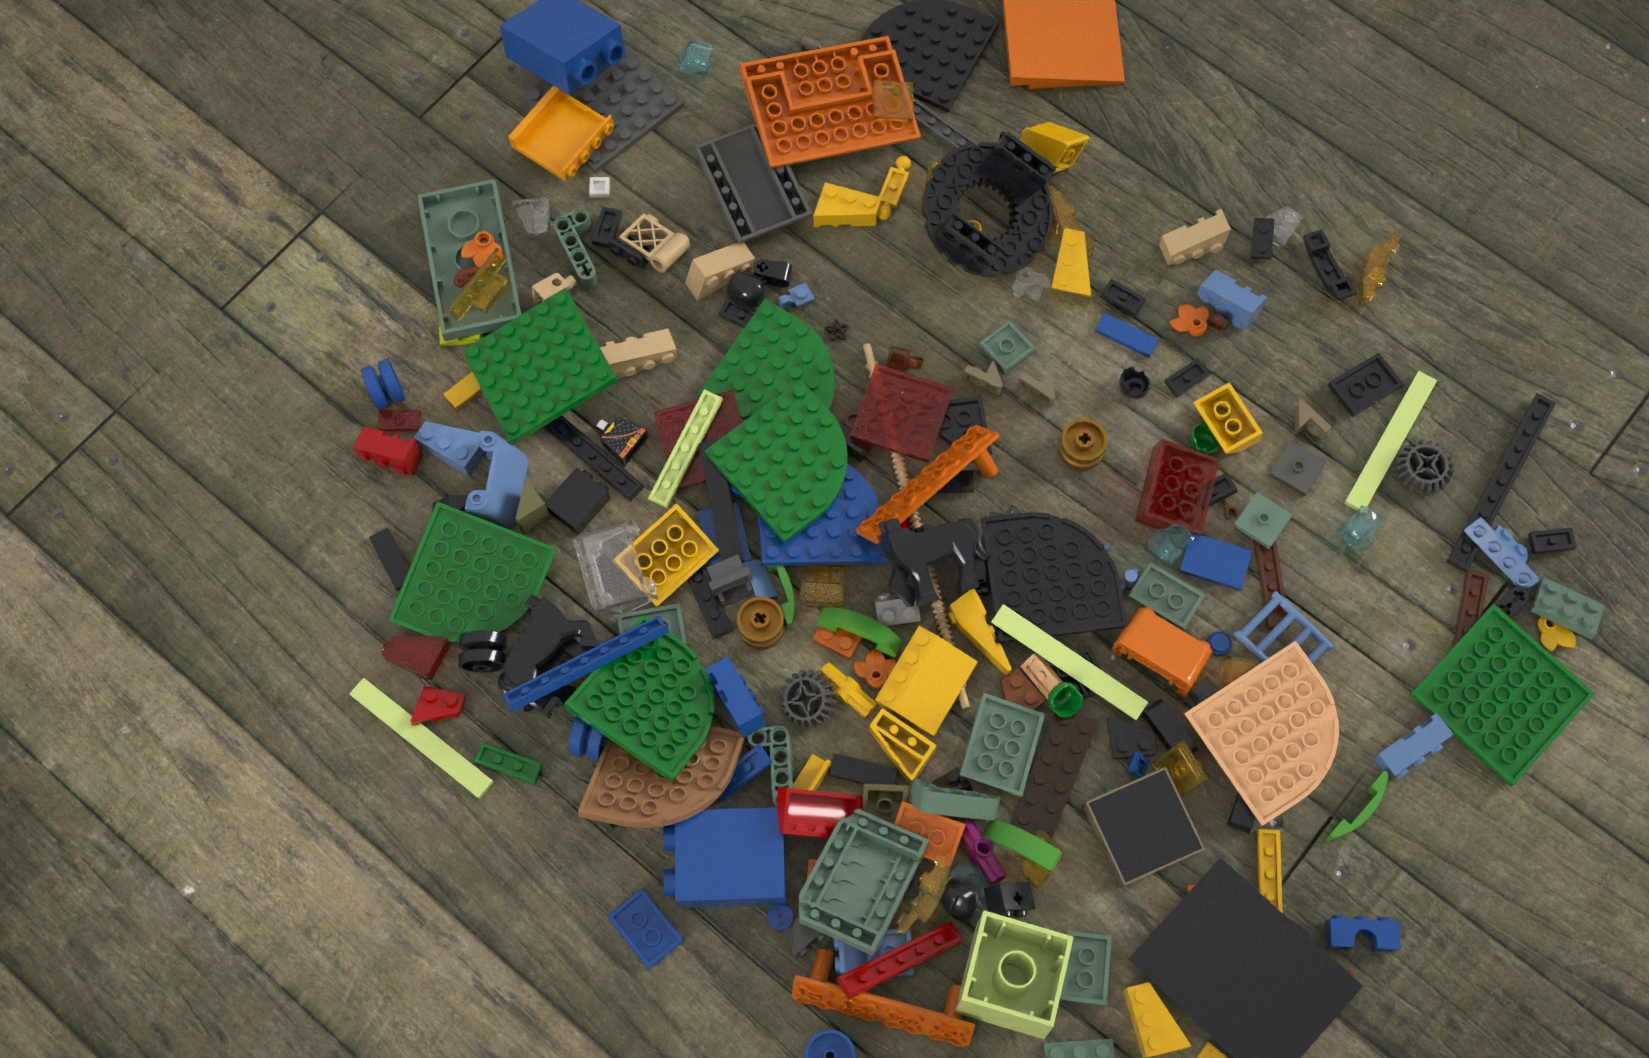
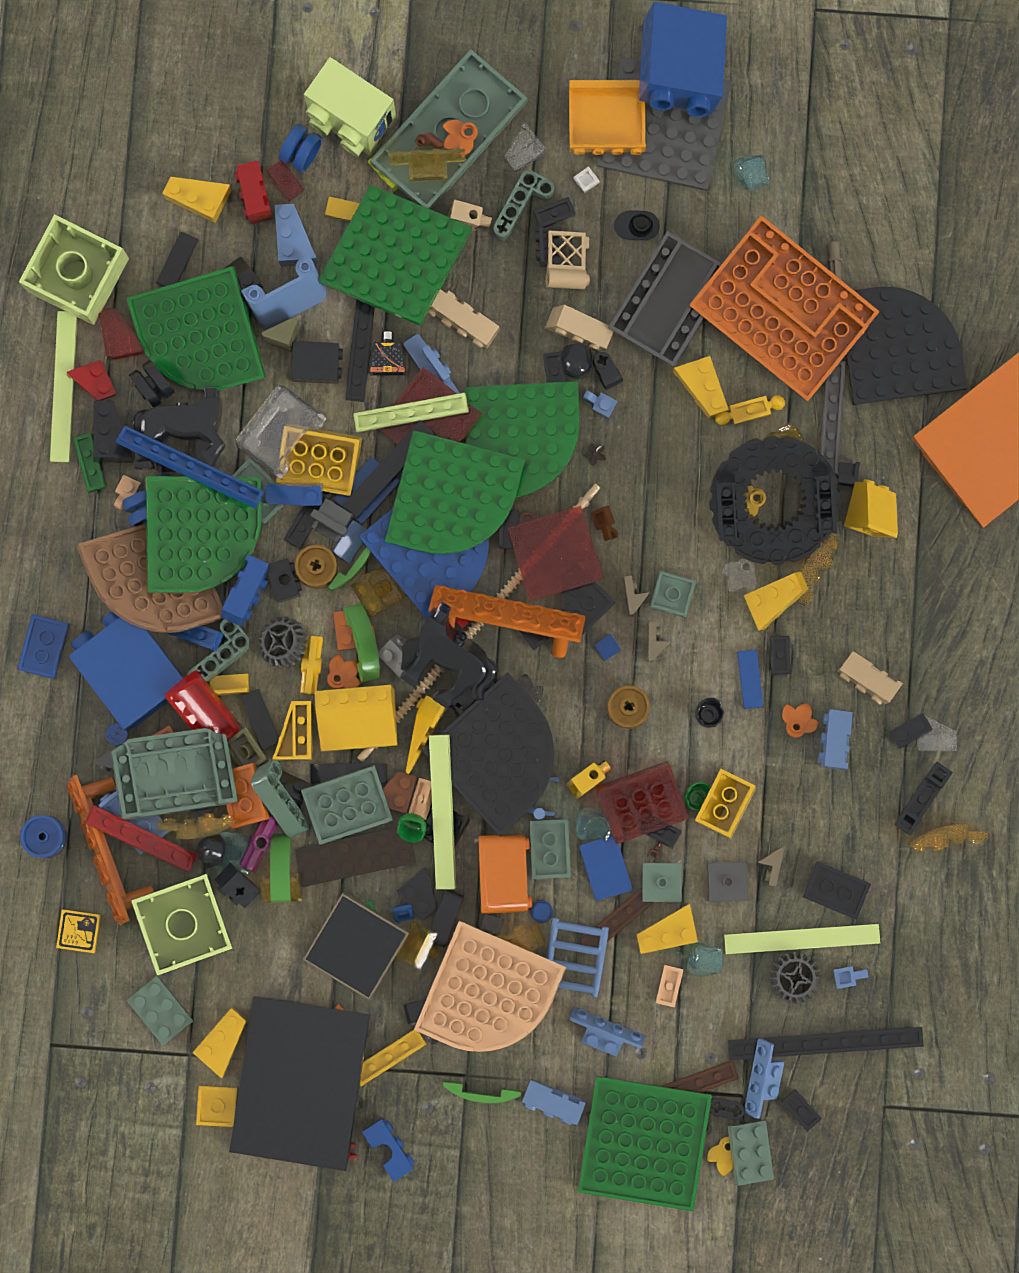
camera: 55 degrees right, 15 degrees up
(324, 644) = (74, 269): none -> yellowish green brick
(350, 500) = (197, 196): none -> yellow wedge
(383, 315) = (350, 108): none -> yellowish green brick
(497, 724) = (105, 432): none -> black wedge
(558, 745) = (125, 488): none -> light nougat plate
(647, 404) = (428, 358): none -> medium blue bracket
(670, 168) = (636, 225): none -> black piece
(681, 594) = (294, 494): none -> blue slope
(758, 671) = (284, 592): none -> black brick
(893, 101) = (820, 358): clear yellow tile -> none
(956, 745) = (324, 772): none -> black slope
(1015, 429) = (607, 647): none -> blue slope
(1087, 969) = (229, 970): sand green plate -> none
(1125, 521) = (583, 782): none -> yellow torso
(1187, 378) = (744, 749): black plate -> none
(1218, 322) = (809, 743): reddish brown tile -> none
(1313, 543) = (669, 932): none -> yellow wedge
(1363, 577) = (669, 986): none -> light nougat plate
(1374, 662) = (605, 1034): none -> medium blue bracket
(1451, 424) = (846, 976): none -> medium blue plate

